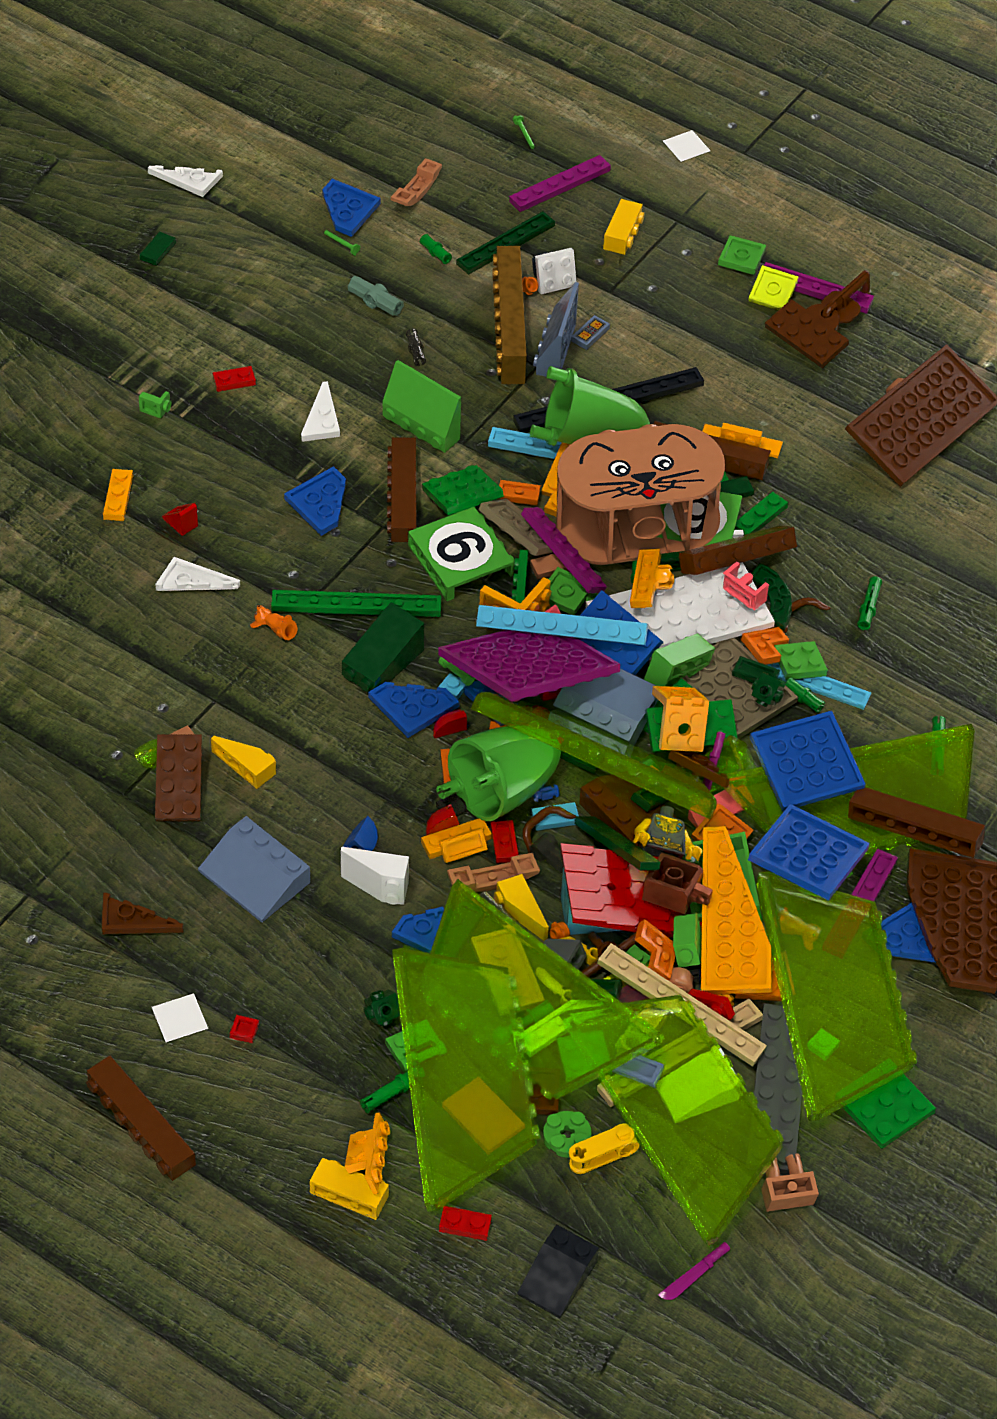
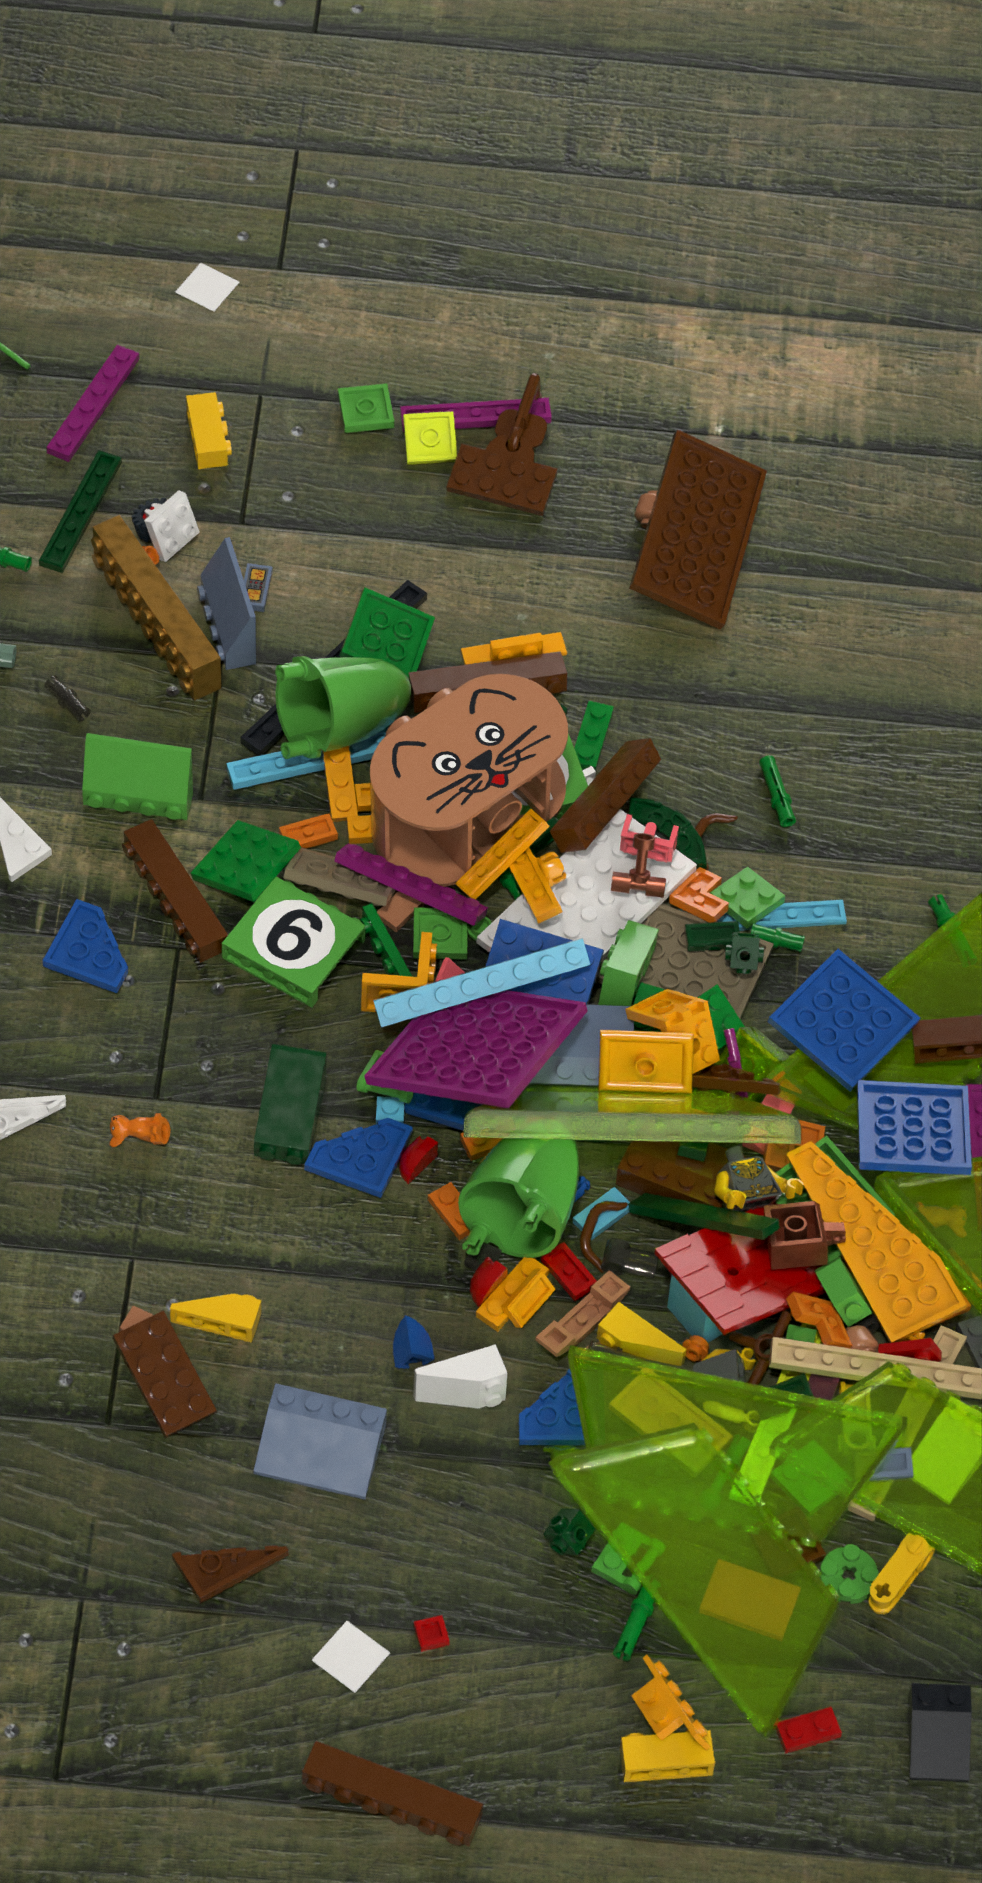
camera: 30 degrees left, 5 degrees up
(147, 754) = (106, 1358): clear neon green brick -> none
(353, 602) = (214, 1060): green plate -> none
(636, 555) = (502, 854): none -> light orange tile
(642, 724) = (646, 1061): none -> light orange piece
(658, 391) = (387, 631): none -> green plate
(722, 608) = (639, 877): none -> copper bar

